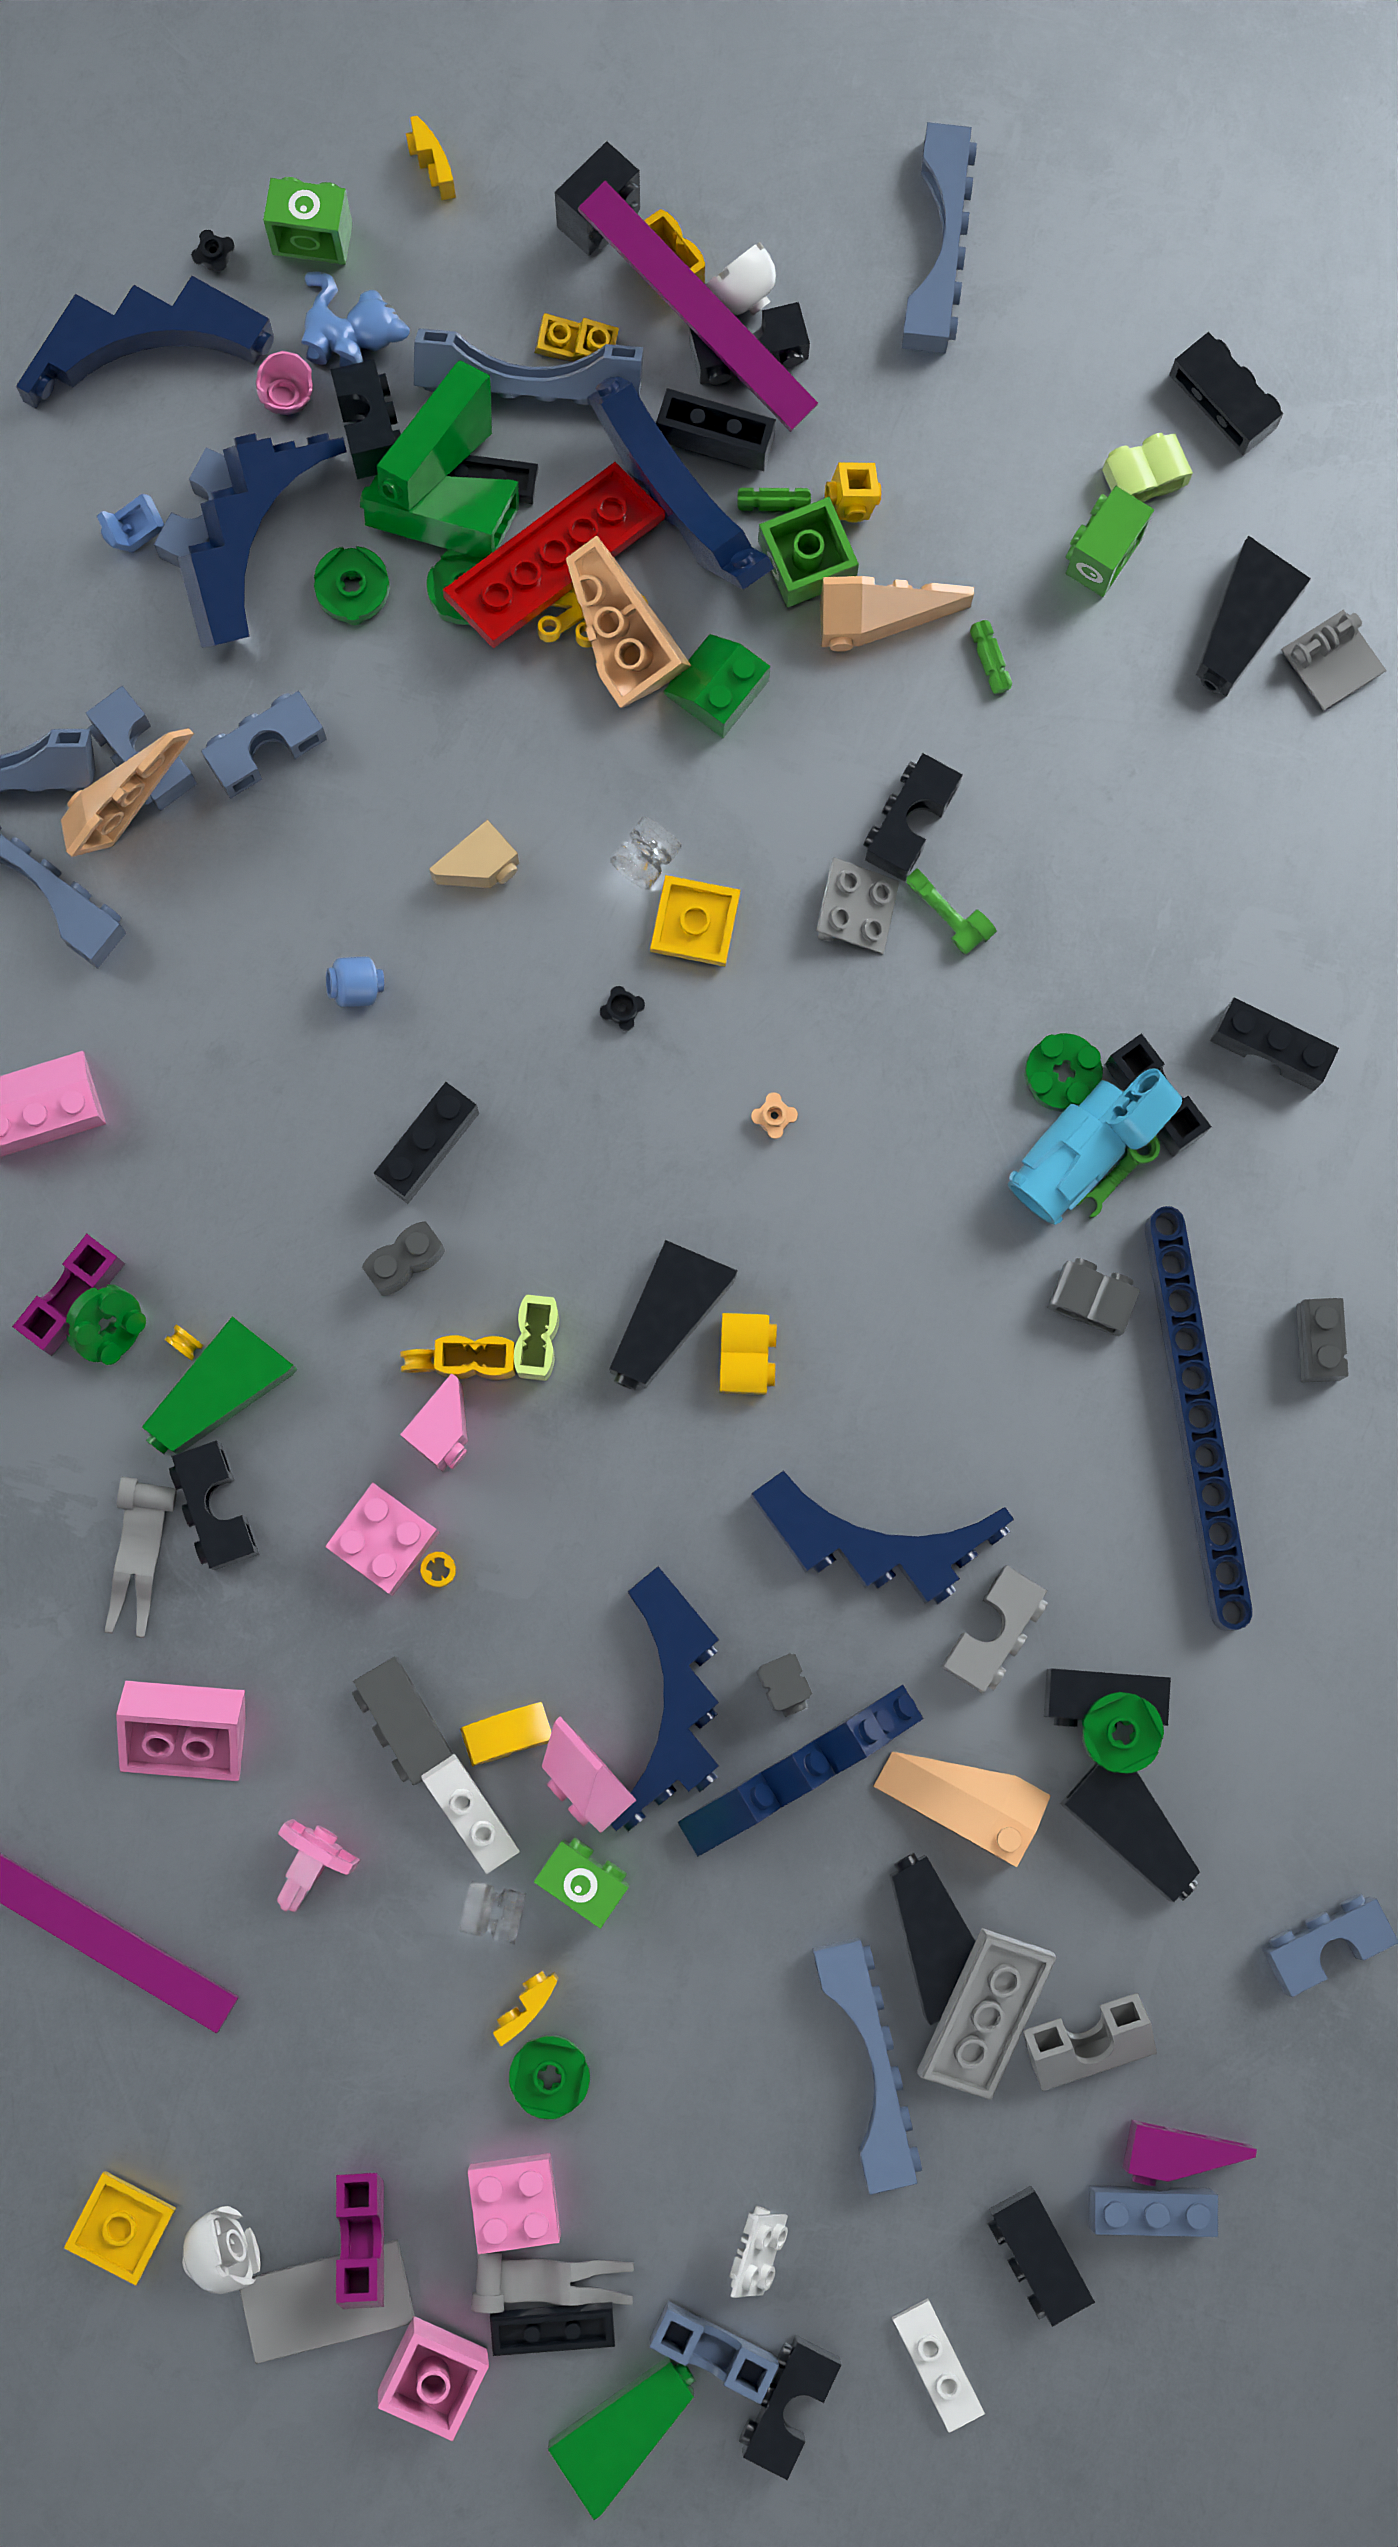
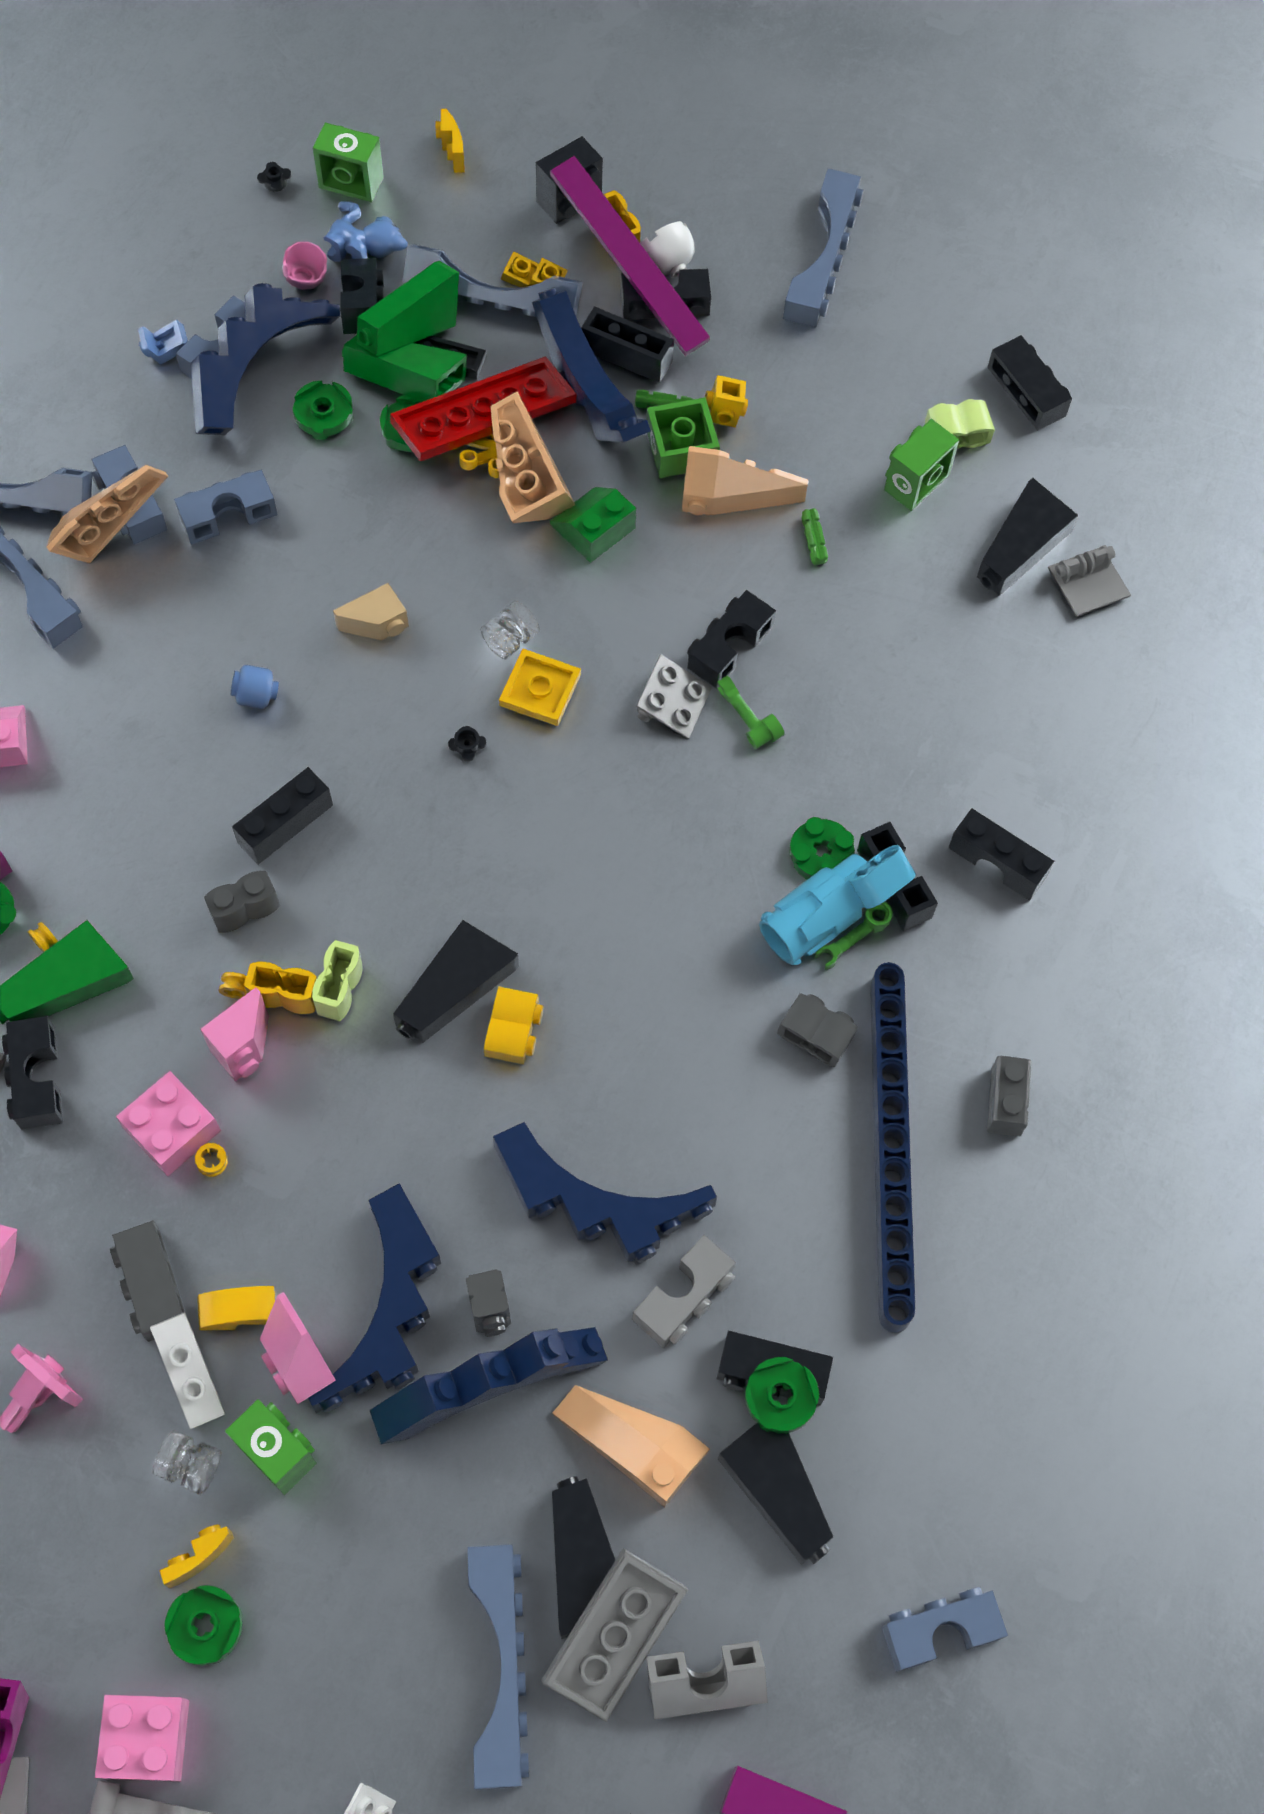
camera: 10 degrees right, 15 degrees down
(92, 337) = (169, 216): dark blue arch -> none
(774, 1126) = (575, 853): light nougat plate -> none

